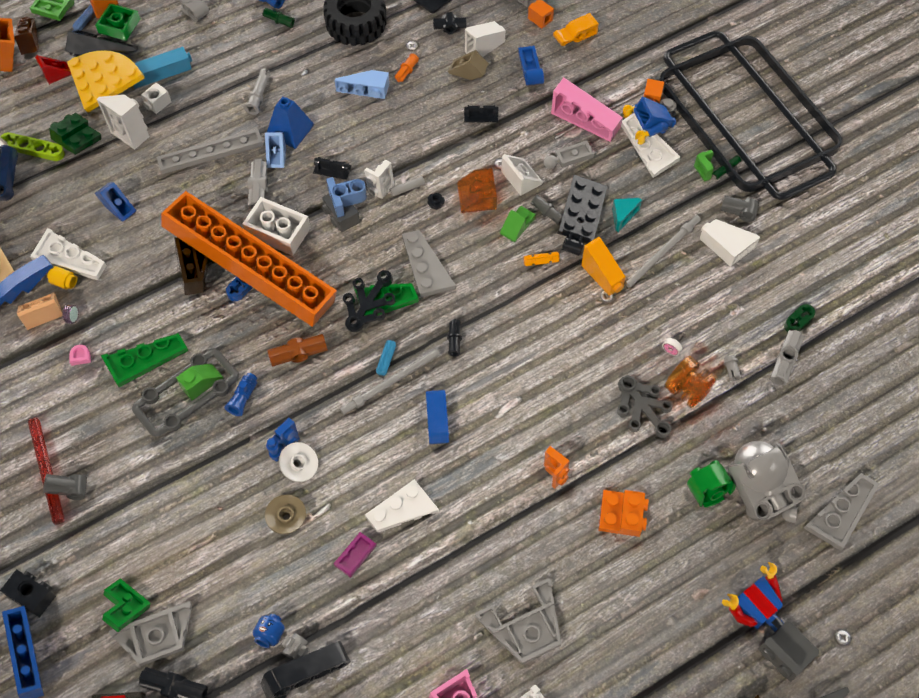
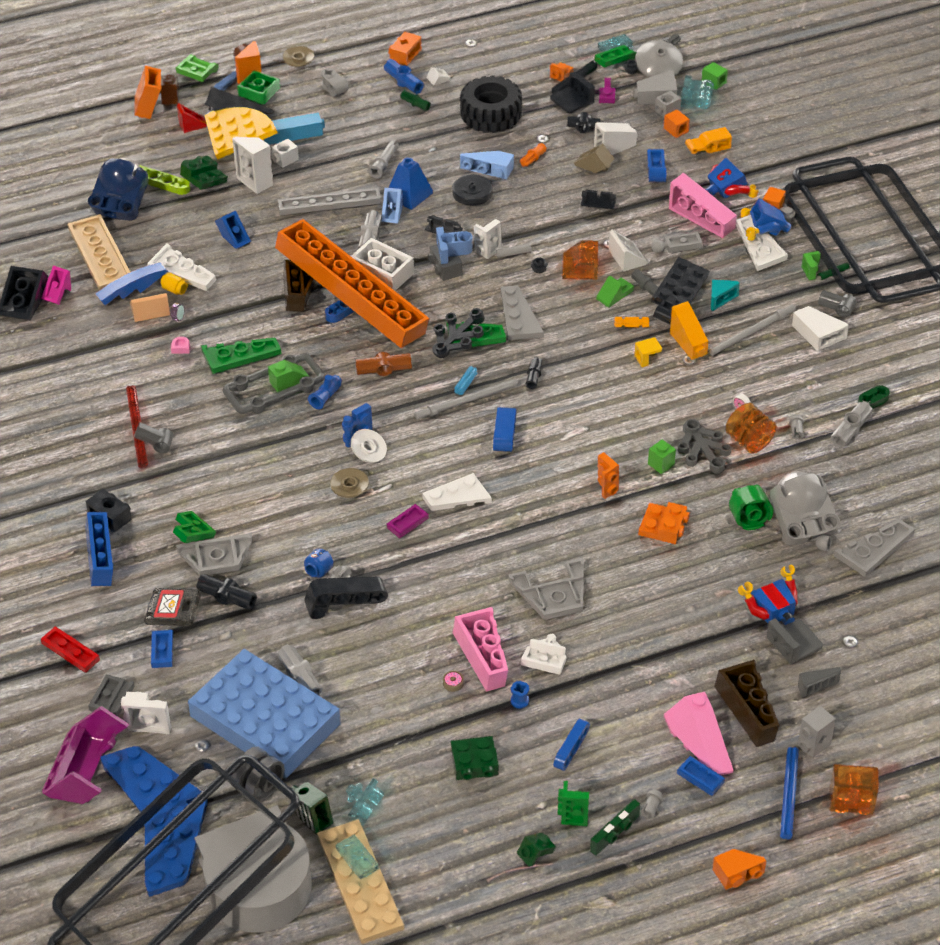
camera: 10 degrees right, 15 degrees down
(353, 118) = (472, 190): none -> black wheel
(563, 294) = (646, 348): none -> yellow panel
(605, 76) = (729, 180): none -> blue torso
(605, 429) = (661, 456): none -> bright green brick

